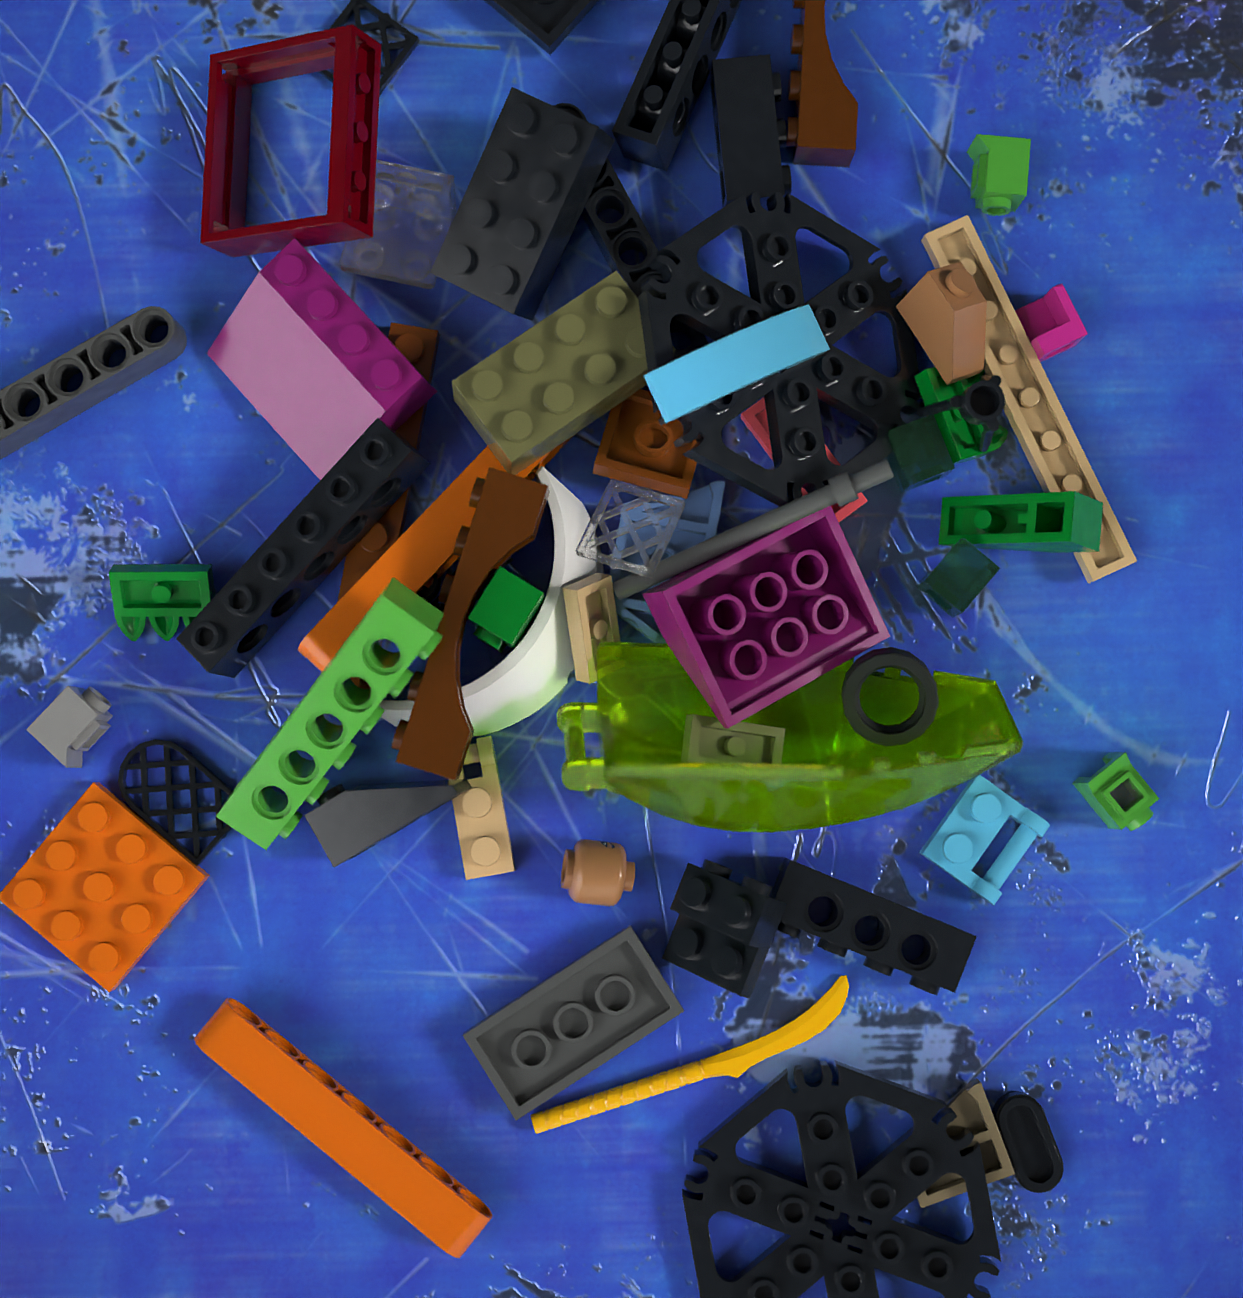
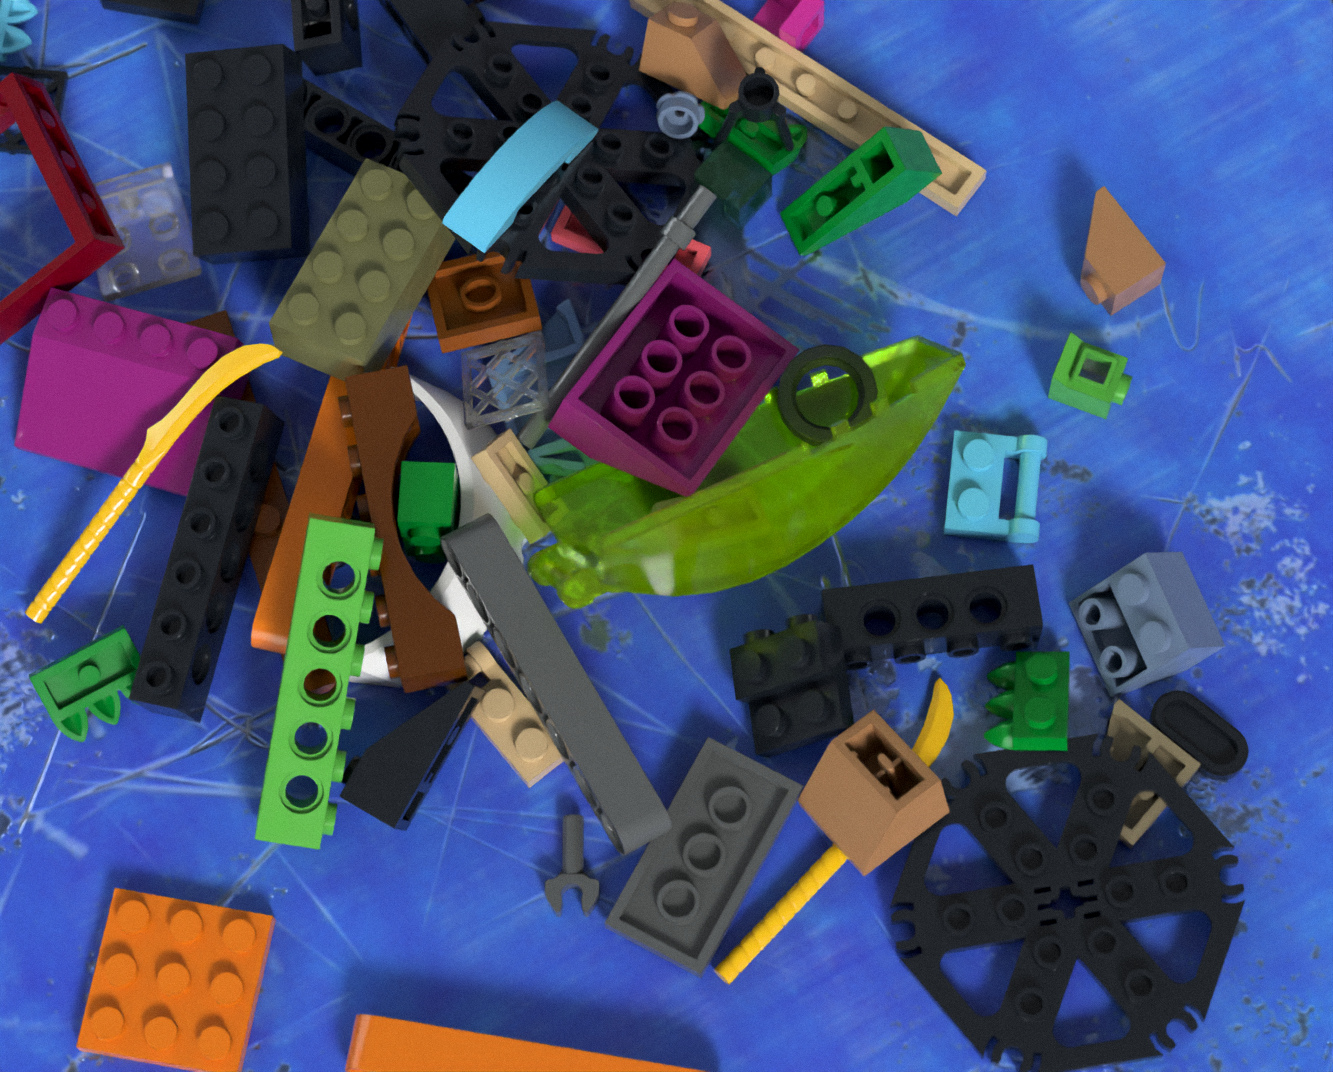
camera: 20 degrees left, 15 degrees down
(72, 724) = (66, 841): light grey window -> none
(145, 813) = (168, 873): black window -> none
(311, 429) = (158, 442): none -> yellow piece
(463, 970) = (572, 870): none -> dark grey bar
(527, 822) = (556, 684): none -> dark grey beam
(597, 872) = (648, 705): medium nougat head -> none
(732, 1057) = (872, 793): none -> medium nougat slope
(906, 369) = (675, 123): none -> sand blue plate
(911, 1047) = (1034, 702): none -> green plate
(958, 578) = (832, 270): clear green panel -> none
(1040, 1031) = (1146, 622): none -> sand blue slope
(1201, 695) = (1117, 257): none -> medium nougat slope

